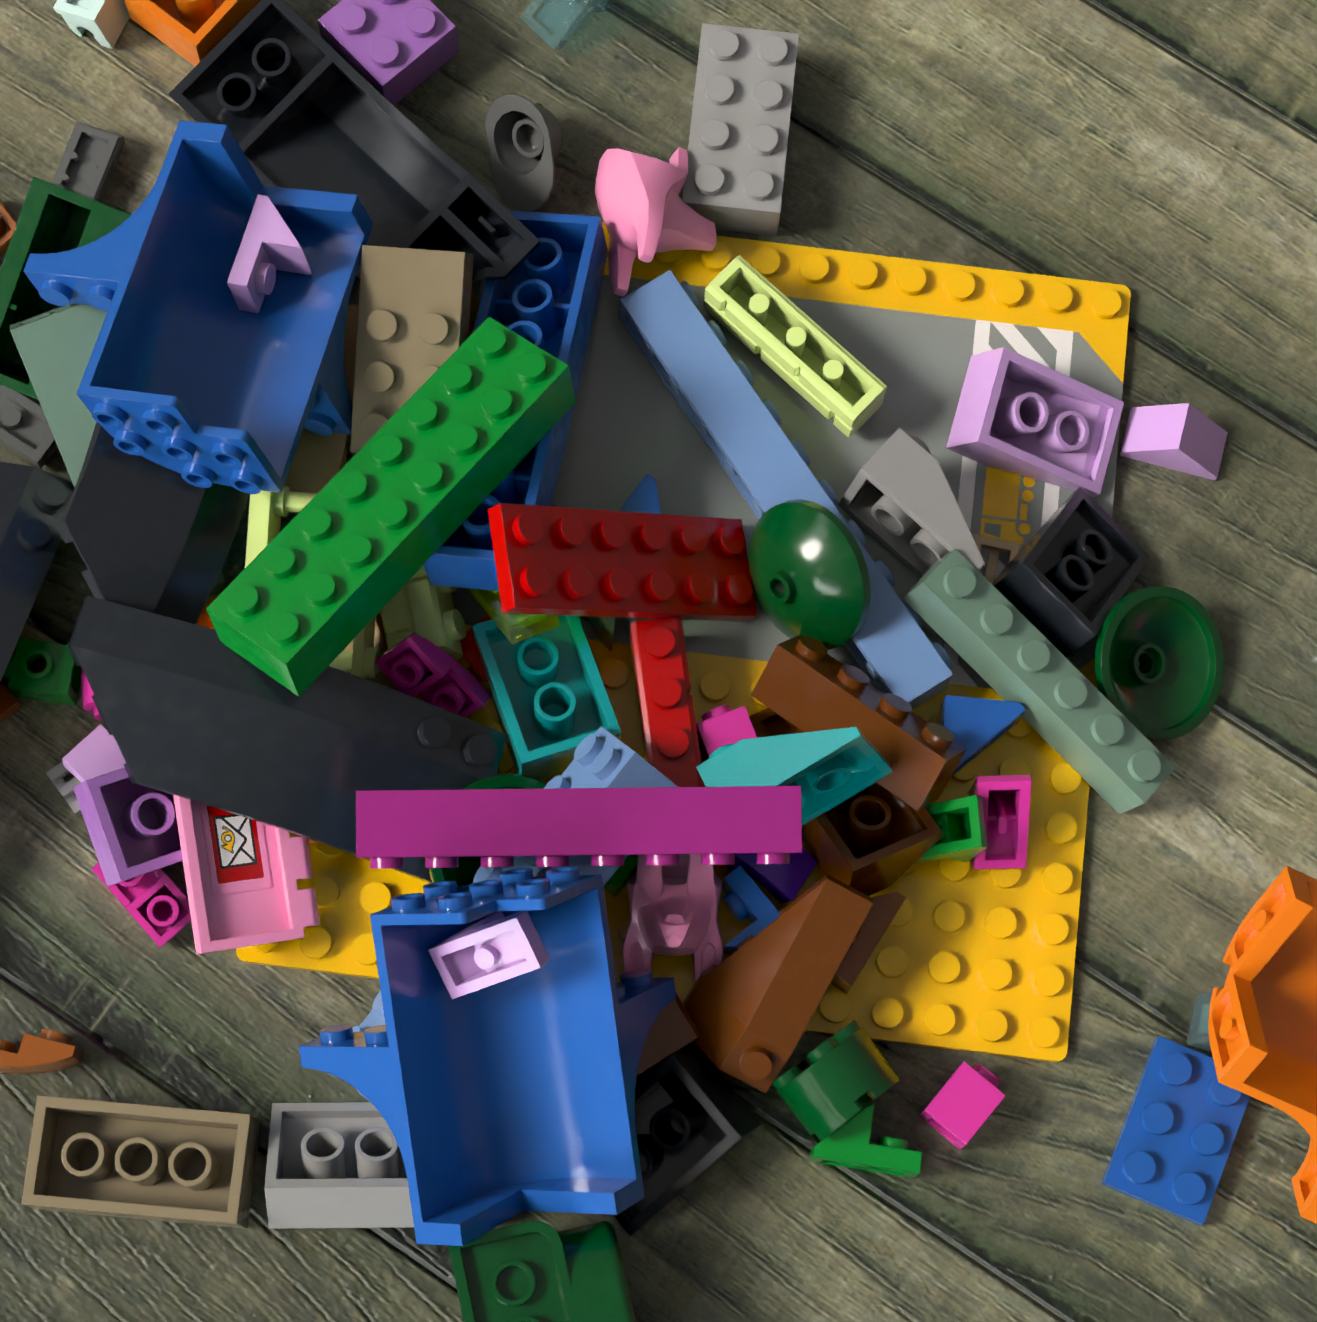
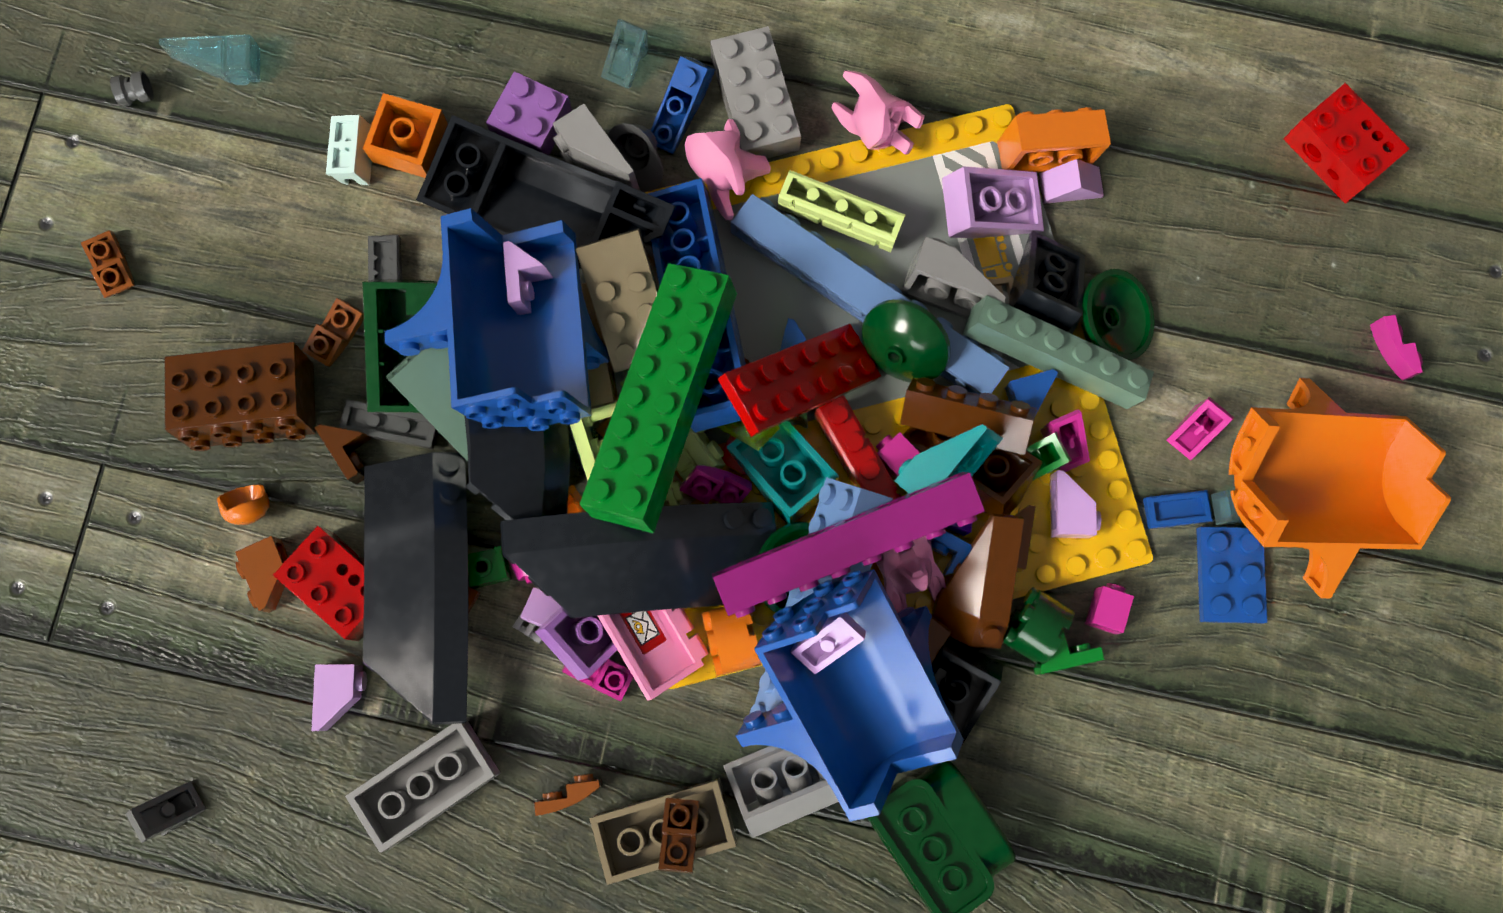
camera: 20 degrees left, 5 degrees up
(158, 1171) = (679, 835): none -> reddish brown slope
(346, 902) = (731, 641): none -> orange brick
(453, 113) = (589, 147): none -> light grey slope
(624, 98) = (681, 102): none -> blue slope
(910, 226) = (877, 115): none -> bright pink piece
(964, 929) = (1071, 509): none -> lavender slope
(1136, 997) = (1177, 509): none -> blue tile
(1164, 360) = (1053, 139): none -> orange brick
(1217, 884) = (1199, 427): none -> dark pink slope

